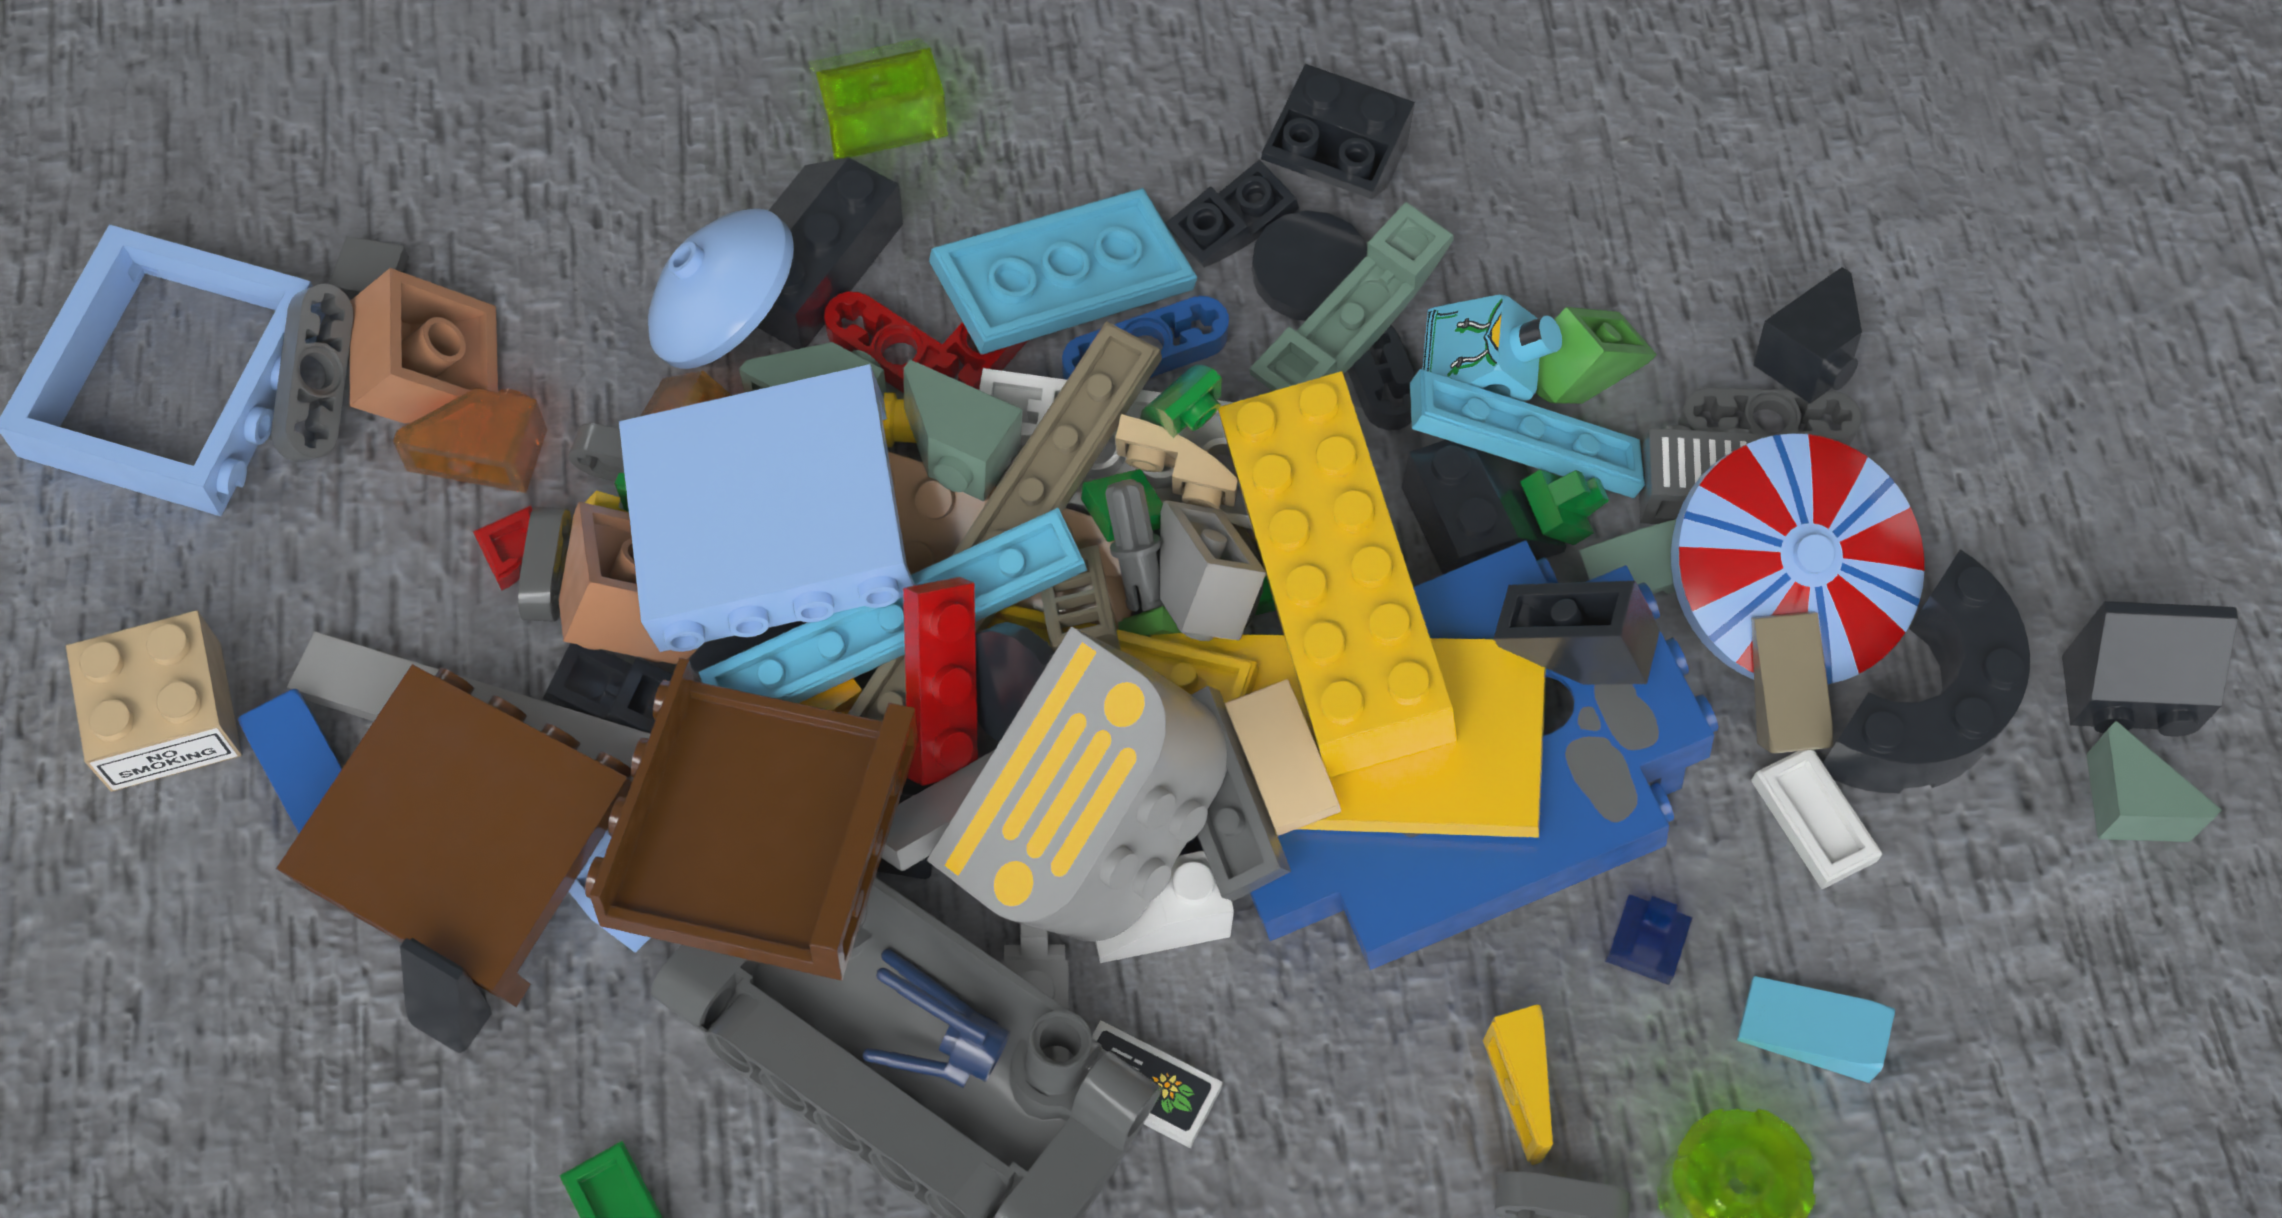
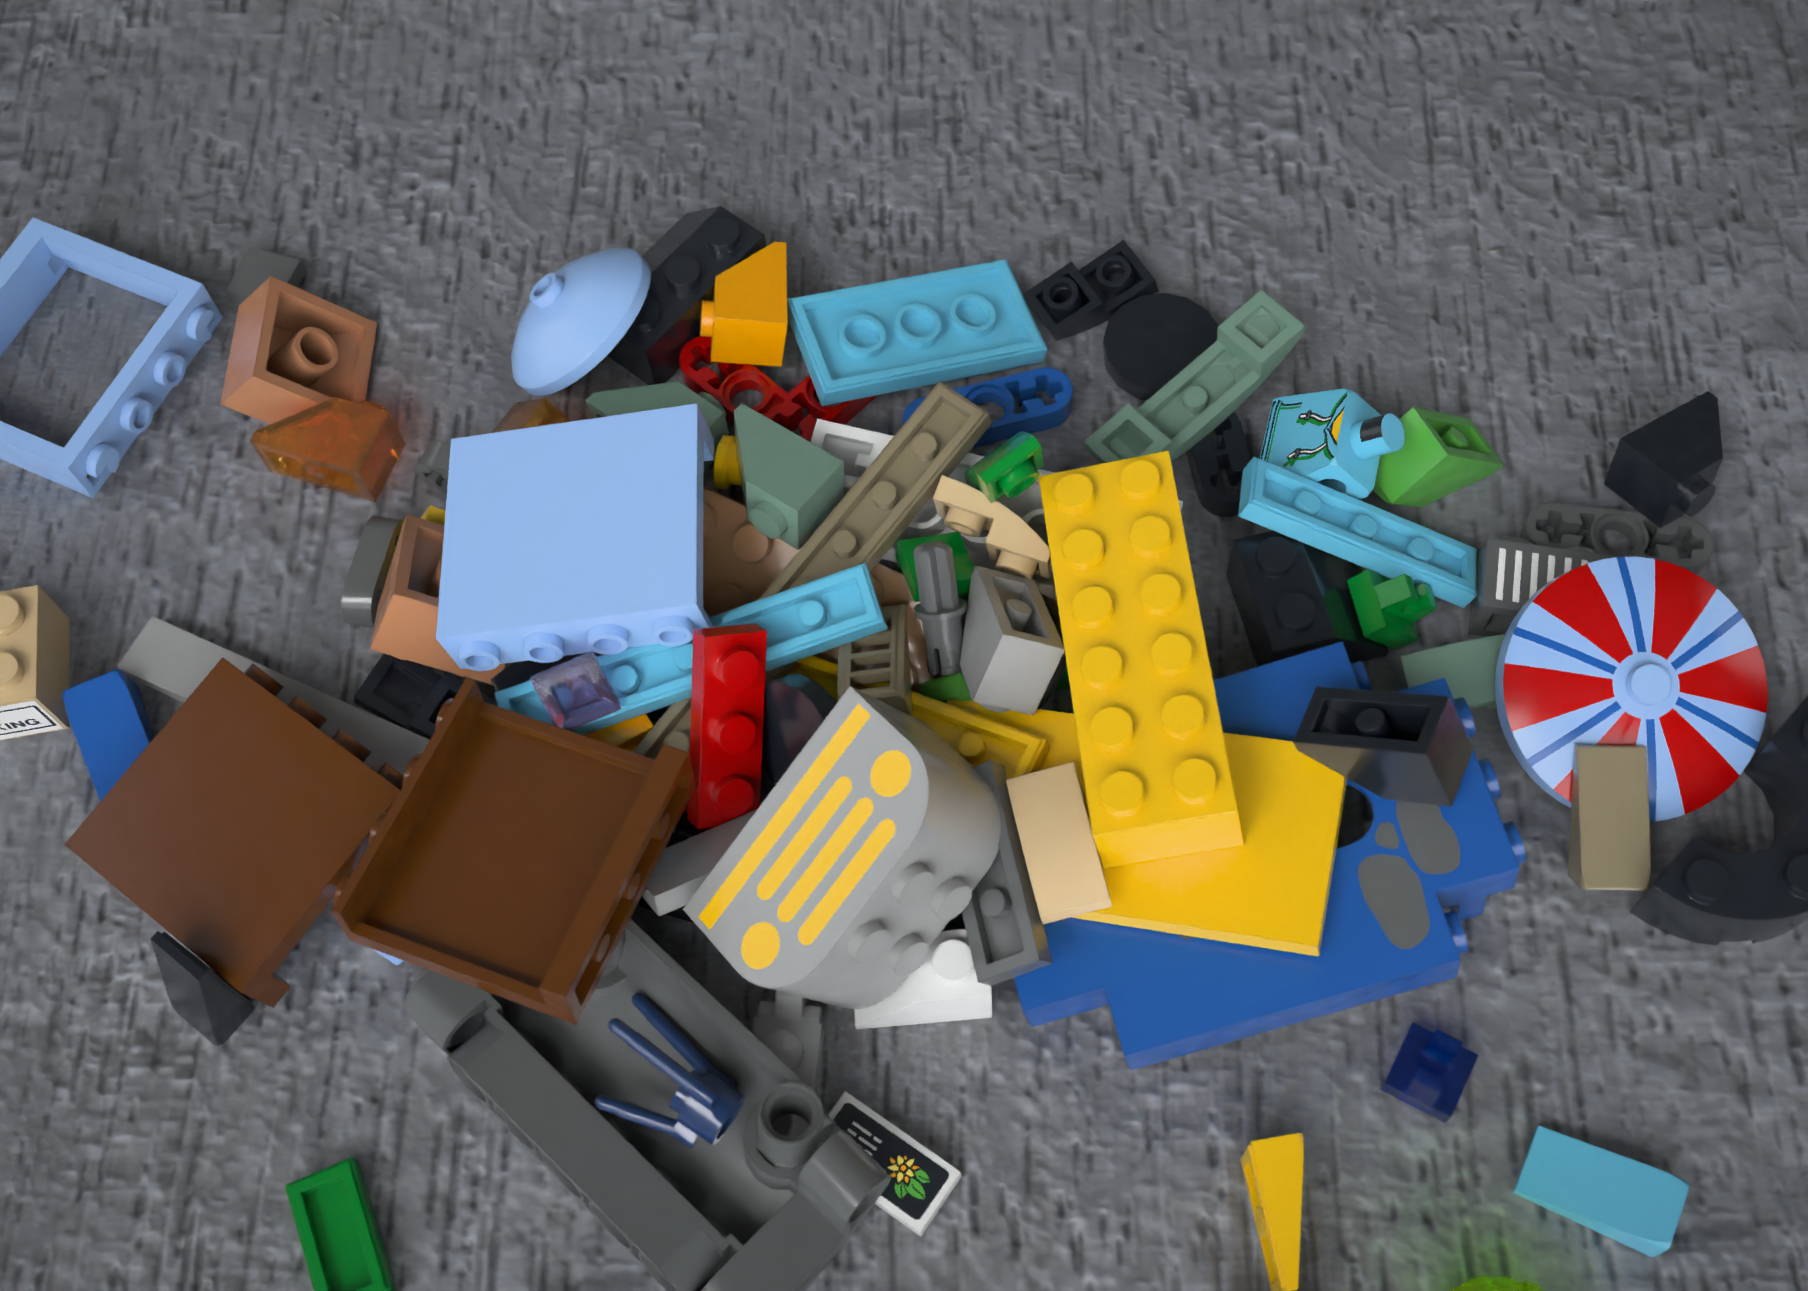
camera: 15 degrees right, 0 degrees up
(325, 419) = (220, 334): dark grey beam -> none
(504, 546) = (338, 550): red tile -> none
(788, 661) = (576, 692): none -> clear purple slope
(880, 98) = (762, 156): clear neon green slope -> none
(893, 263) = (749, 310): none -> light orange slope
(1341, 132) = (1207, 219): black slope -> none
(1816, 817) = (1624, 962): white tile -> none

